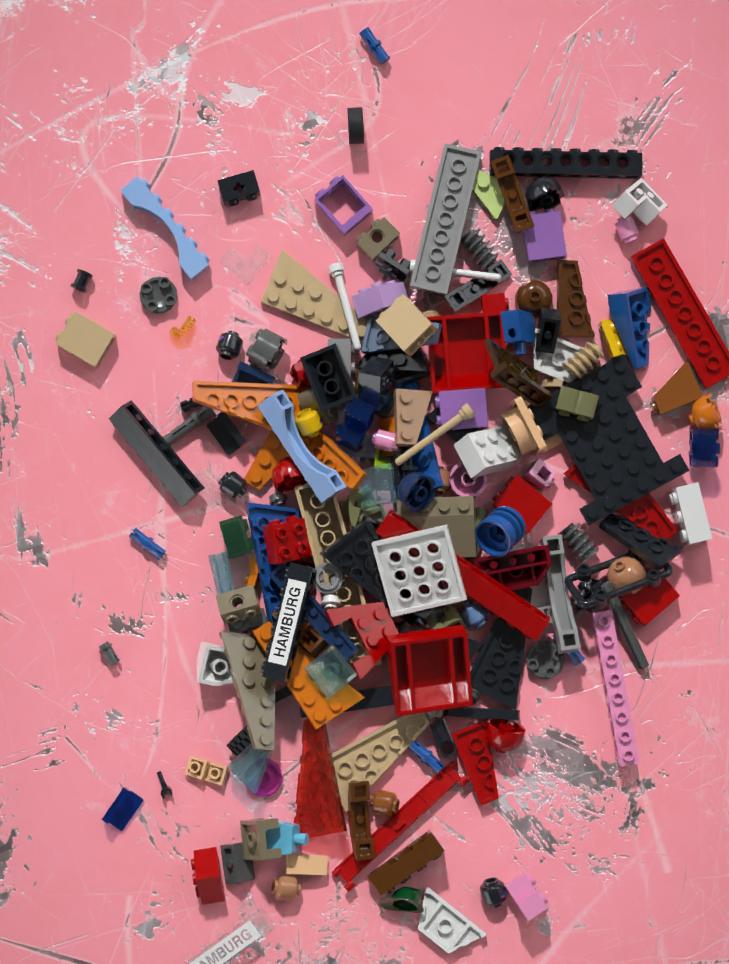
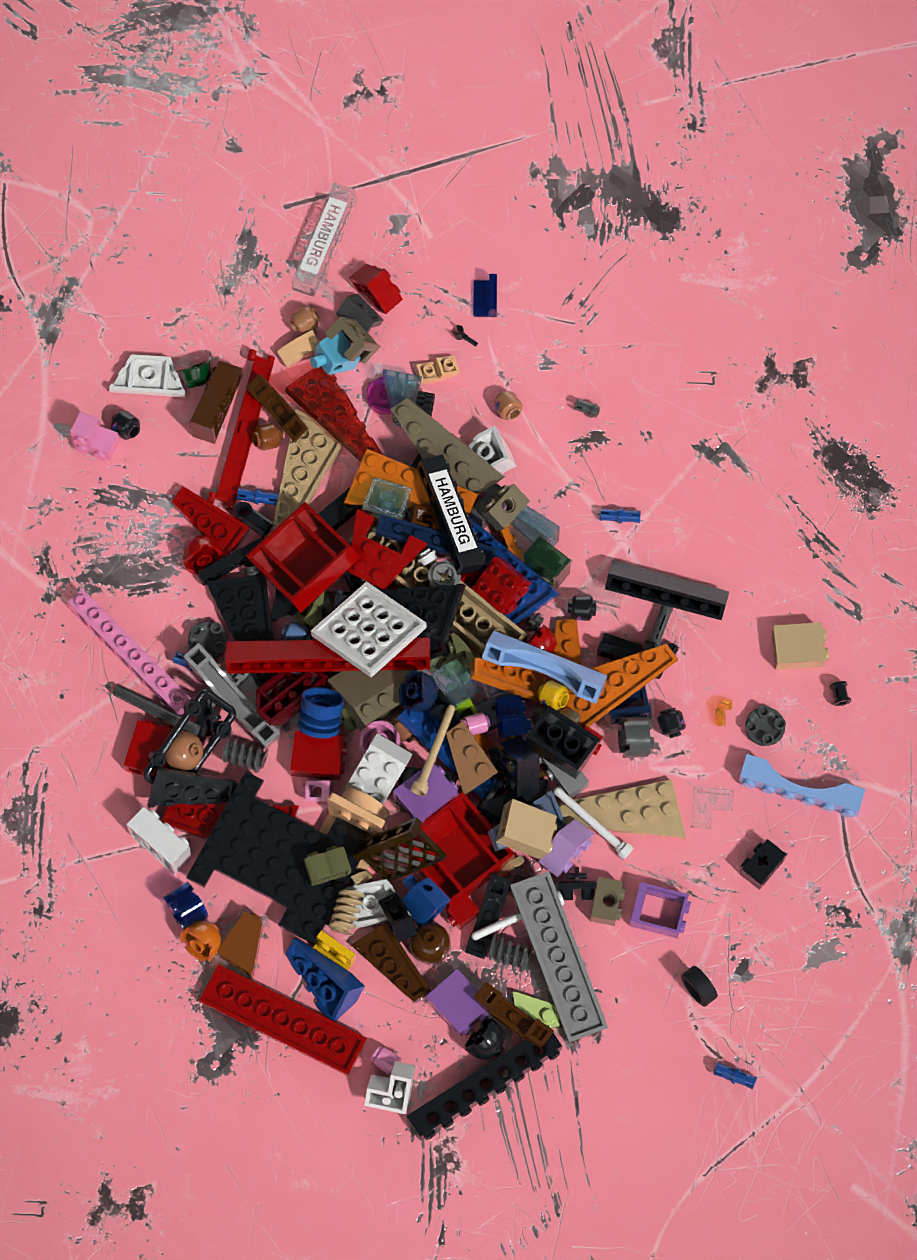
camera: 150 degrees right, 15 degrees down
(172, 698) = (508, 405): none -> nougat head

